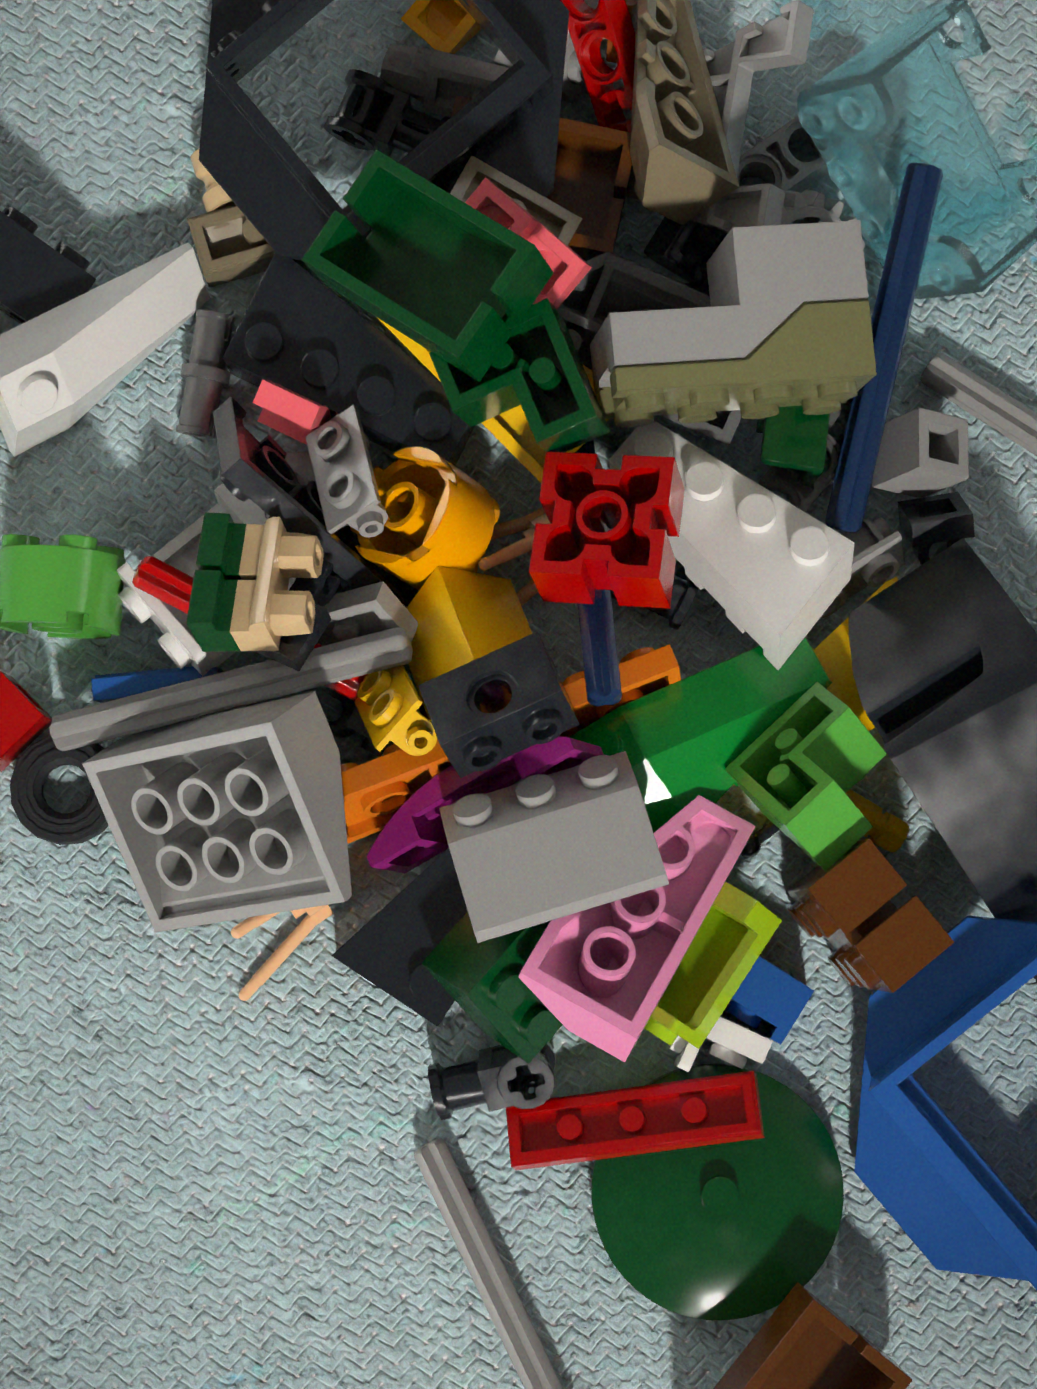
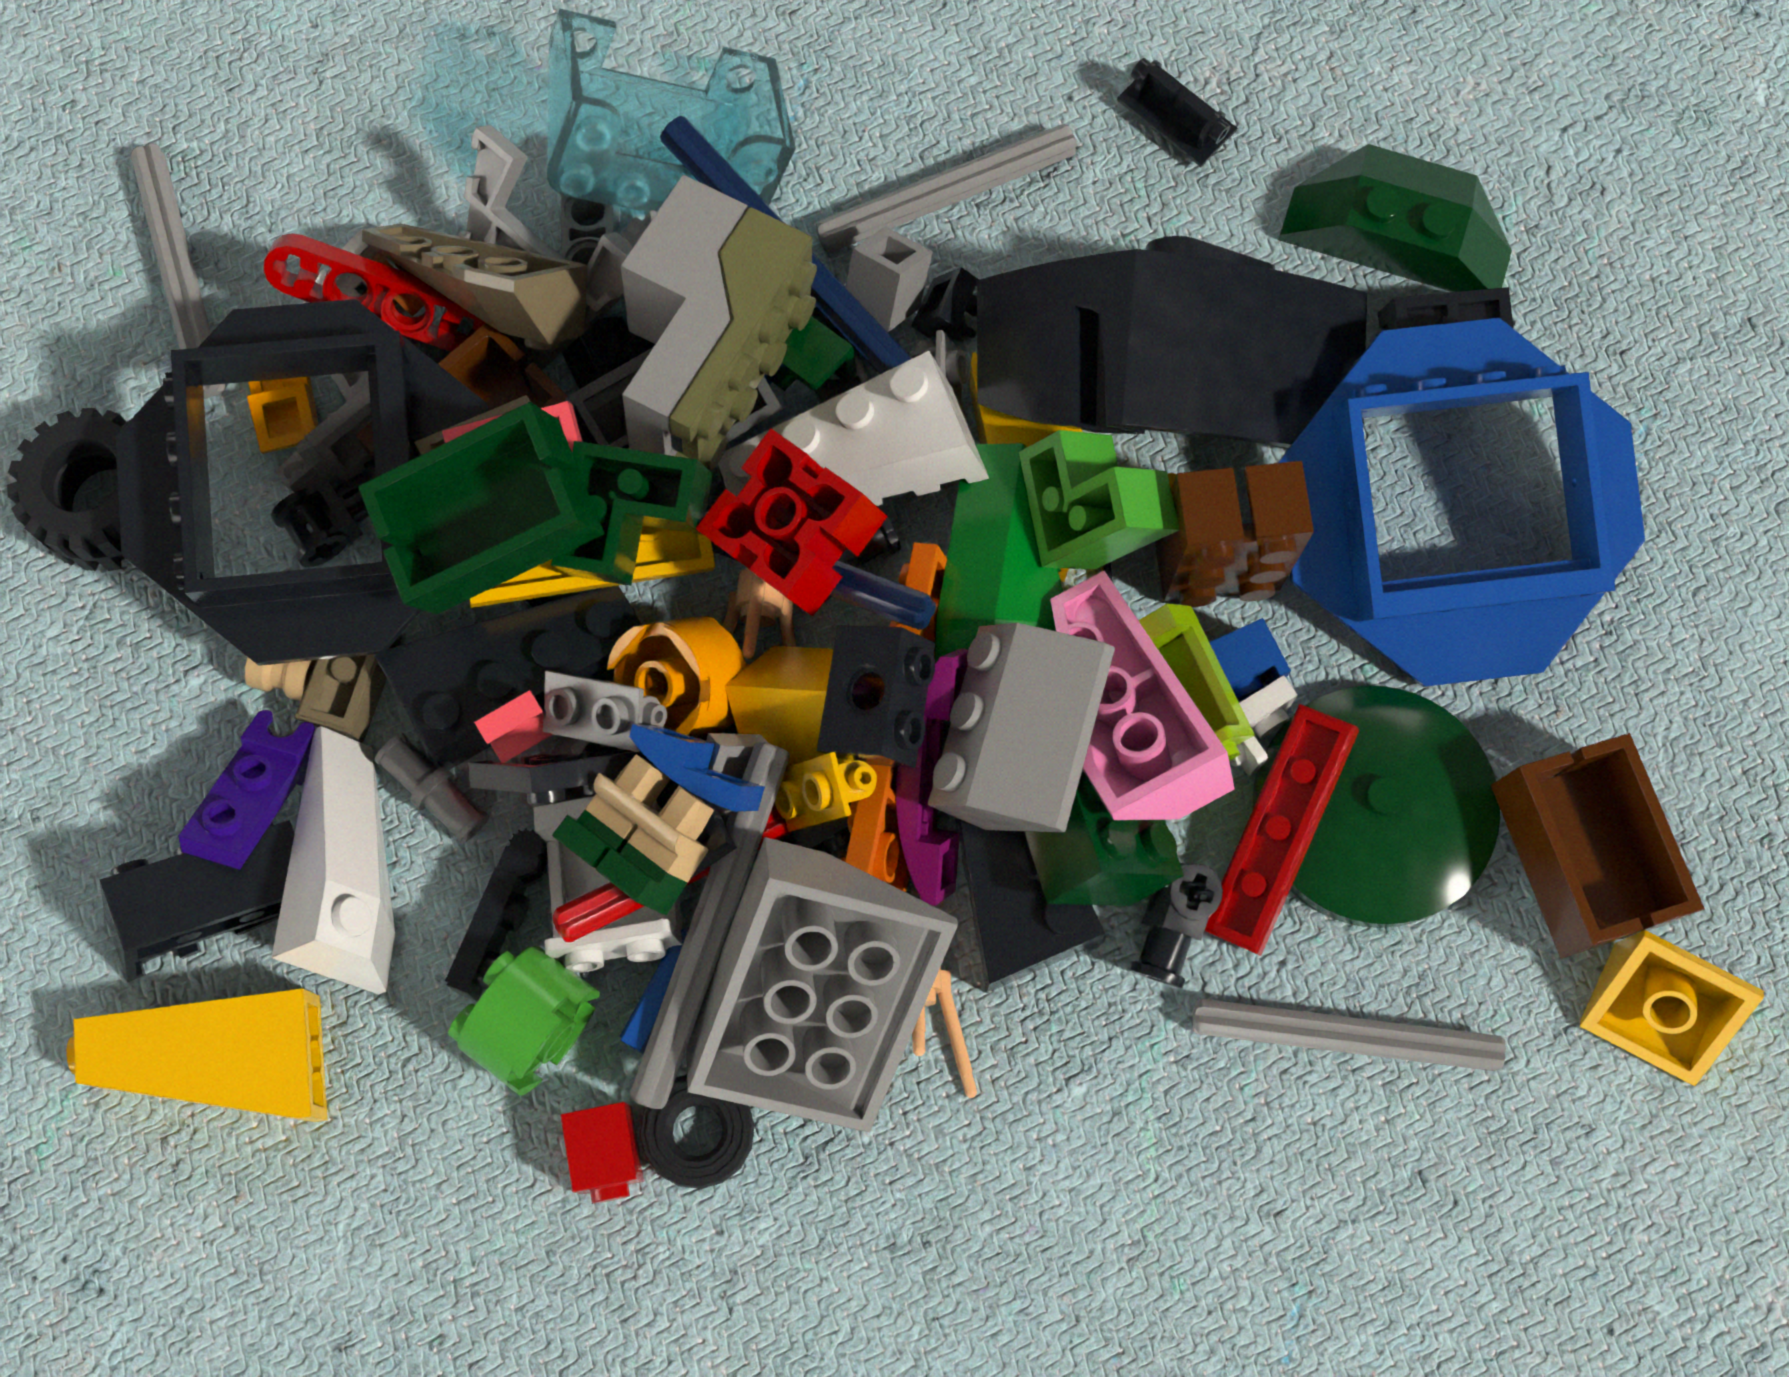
camera: 55 degrees left, 10 degrees down
(95, 229) = (248, 793): none -> dark purple plate
(138, 503) = (499, 911): none -> black hinge
(339, 578) = (687, 764): none -> blue slope

